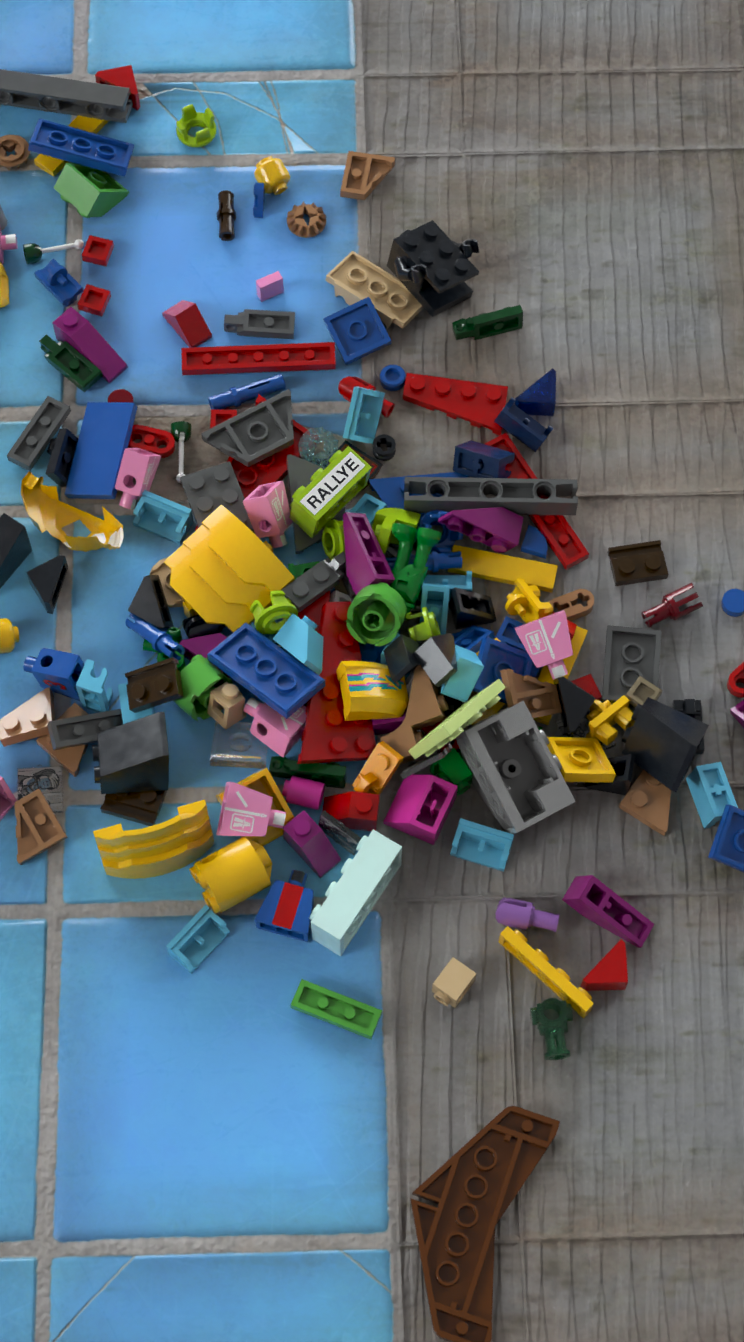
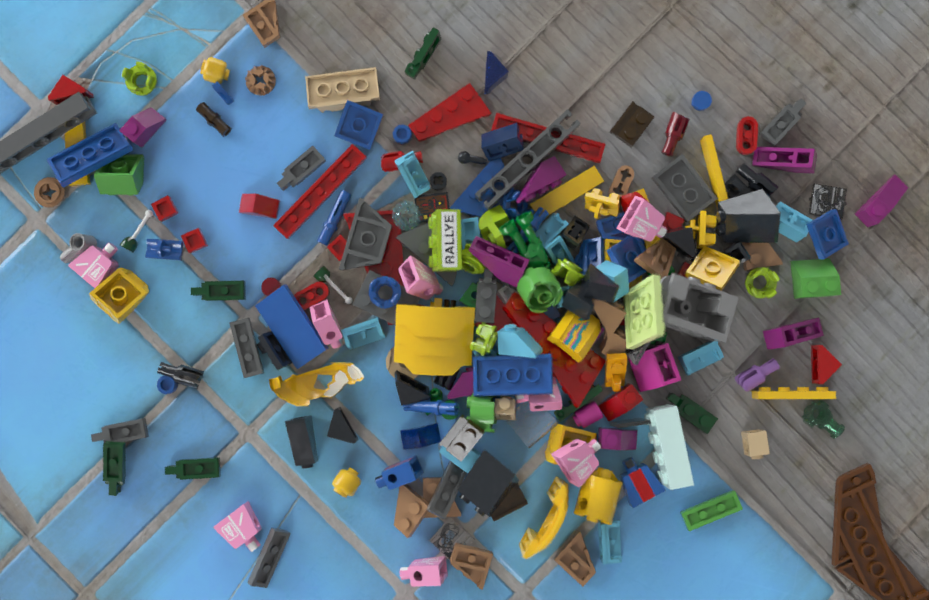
camera: 45 degrees left, 20 degrees up
(87, 341) = (220, 270): magenta slope -> none
(92, 690) = (428, 468): medium azure hinge -> none
(115, 658) = (420, 436): none -> clear blue slope
(144, 924) = (576, 559): none -> medium nougat wing
(154, 167) = (143, 126): none -> magenta slope
(221, 475) = (376, 284): none -> blue piece
(269, 286) = (282, 141): bright pink tile -> none
(418, 894) = (693, 412): none -> dark green hinge
(433, 266) = (363, 46): black torso -> none
(433, 449) = (464, 158): none -> black piece
(522, 426) = (501, 99): dark blue hinge -> none
(534, 543) = (569, 162): blue tile -> none
(618, 814) = (771, 282): none -> lime piece
(641, 691) = (707, 200): dark tan tile -> none
(684, 668) = (713, 168): none -> yellow tile
(684, 878) = (815, 278): none -> bright green slope
(719, 732) = (757, 181): none -> black arm

